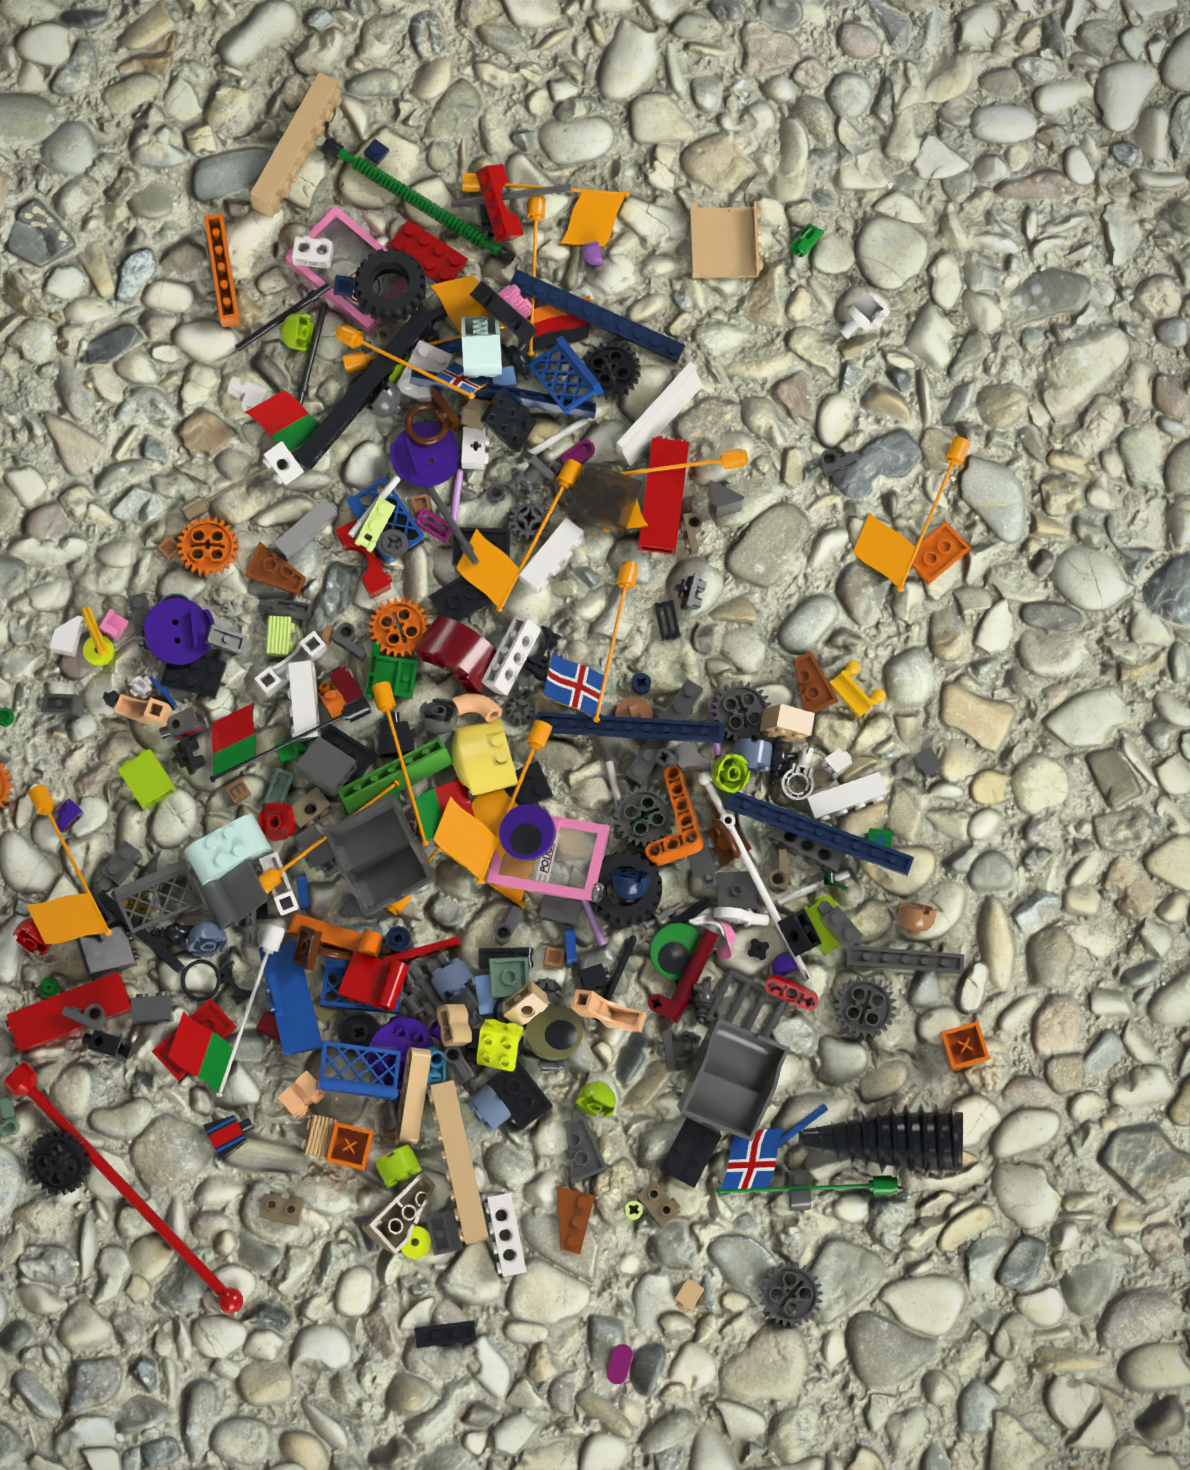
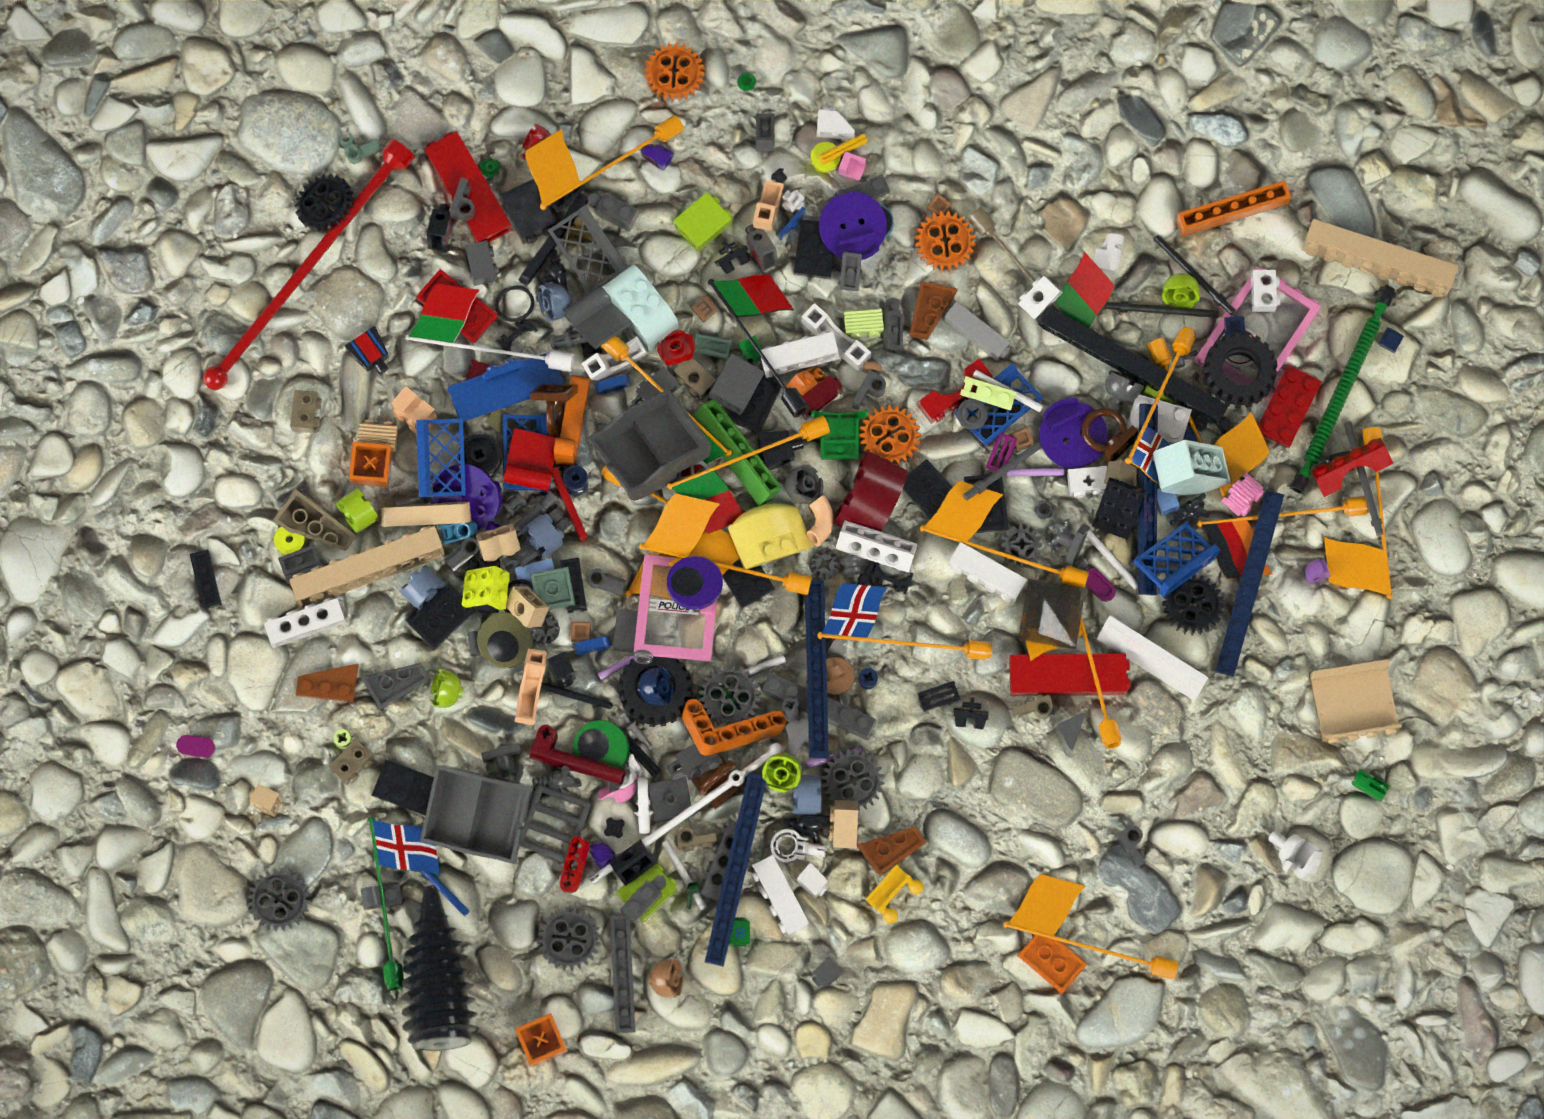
camera: 85 degrees right, 0 degrees up
(504, 312) = (1240, 466): black hose -> none

